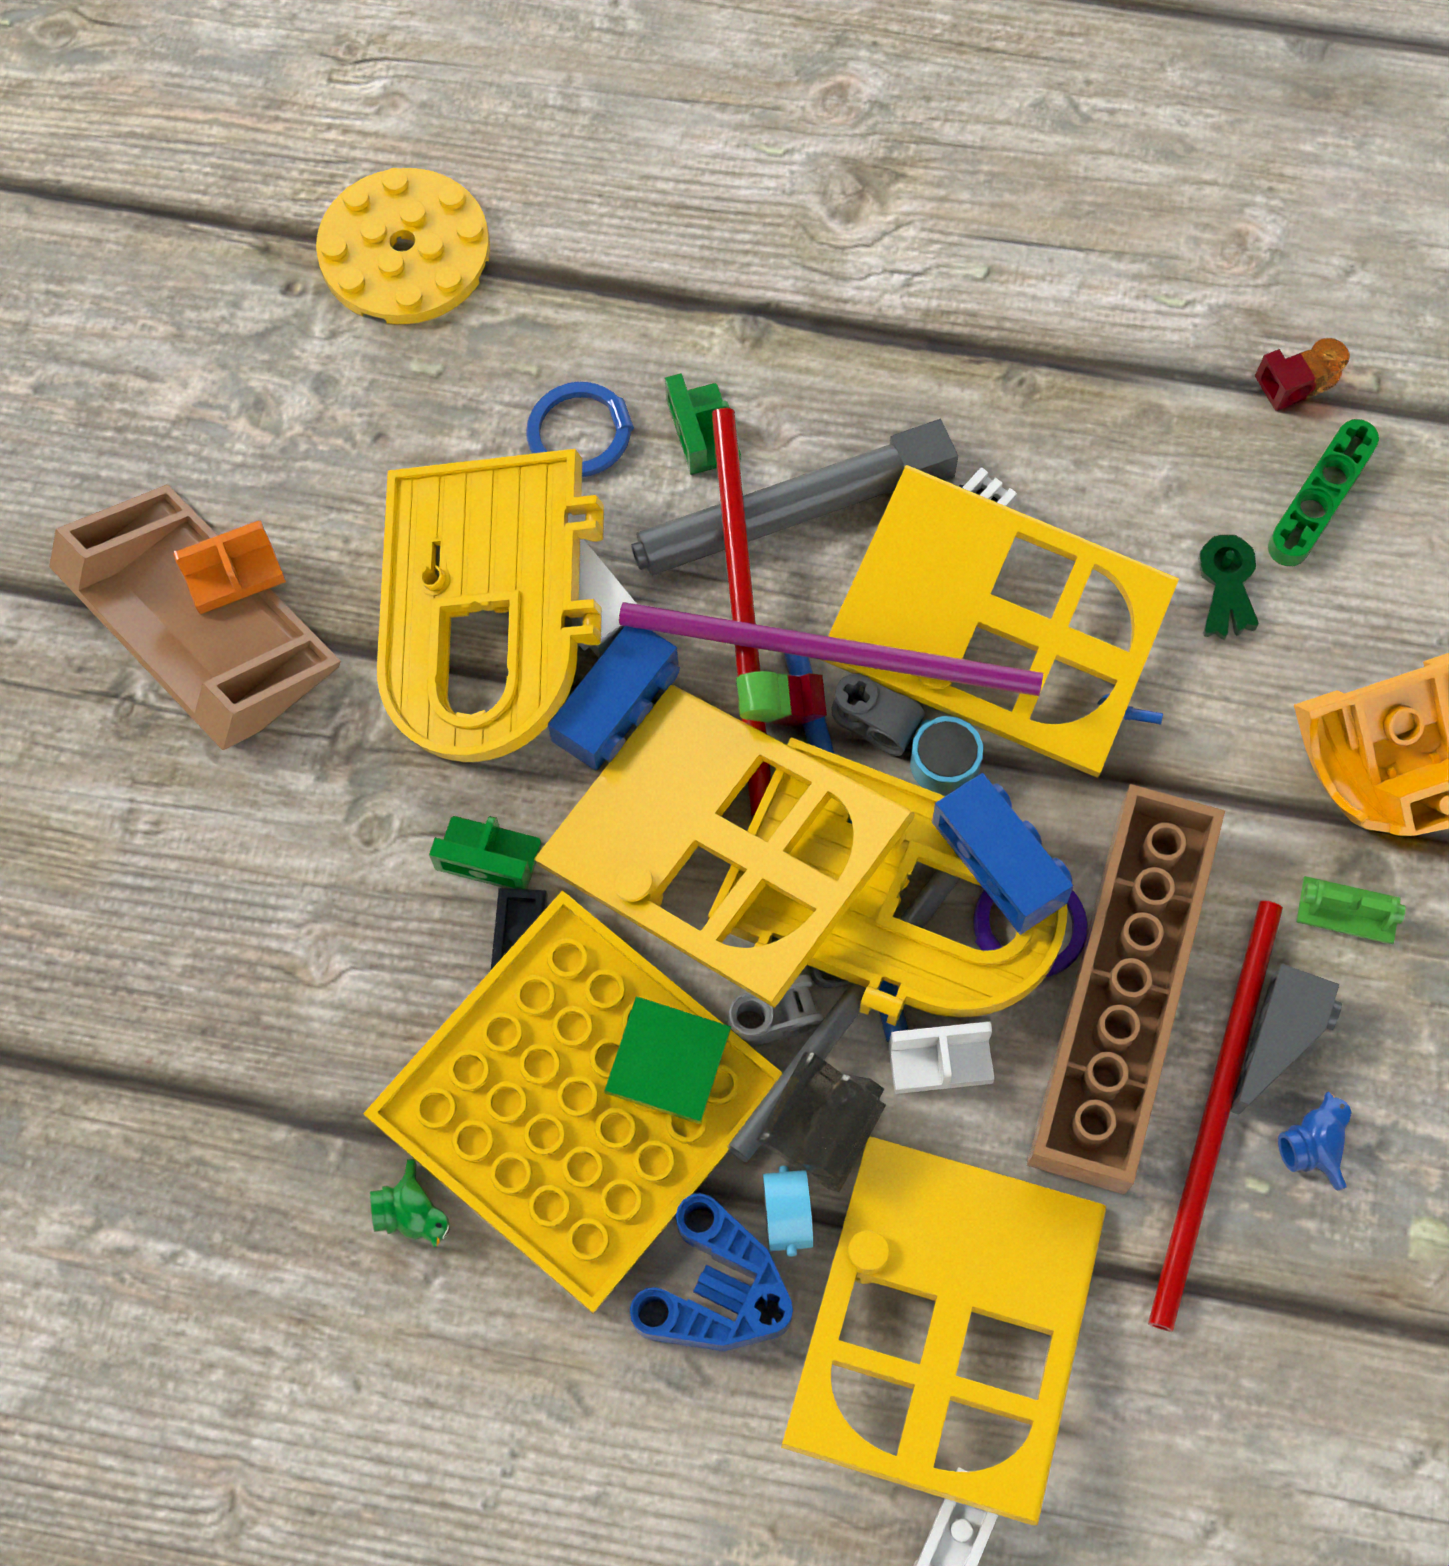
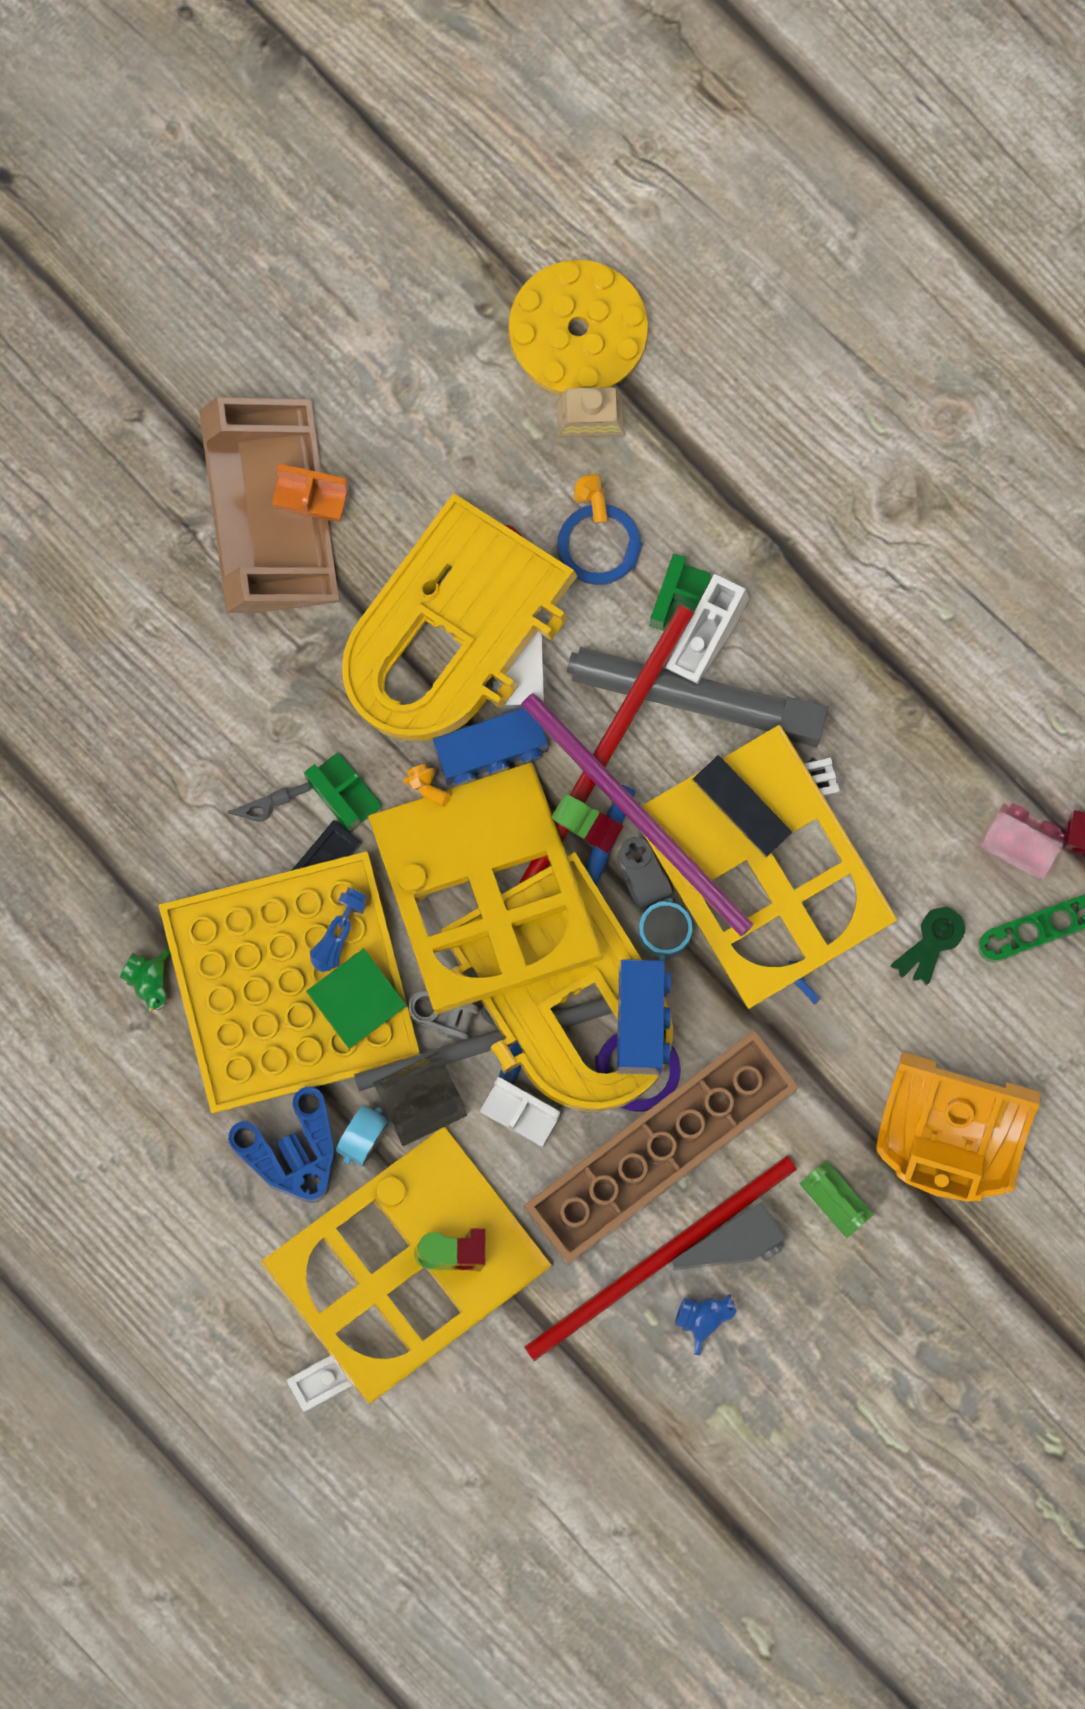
camera: 30 degrees right, 10 degrees up
(410, 922) = (267, 803): none -> dark grey hand
(474, 306) = (590, 413): none -> tan torso
(529, 381) = (589, 490): none -> light orange plate
(564, 779) = (421, 779): none -> light orange plate
(597, 1027) = (328, 951): none -> blue piece
(757, 423) = (708, 628): none -> white slope
(933, 567) = (742, 806): none -> black tile
(985, 1276) = (457, 1254): none -> leg
(1236, 424) = (1023, 840): none -> clear pink bracket

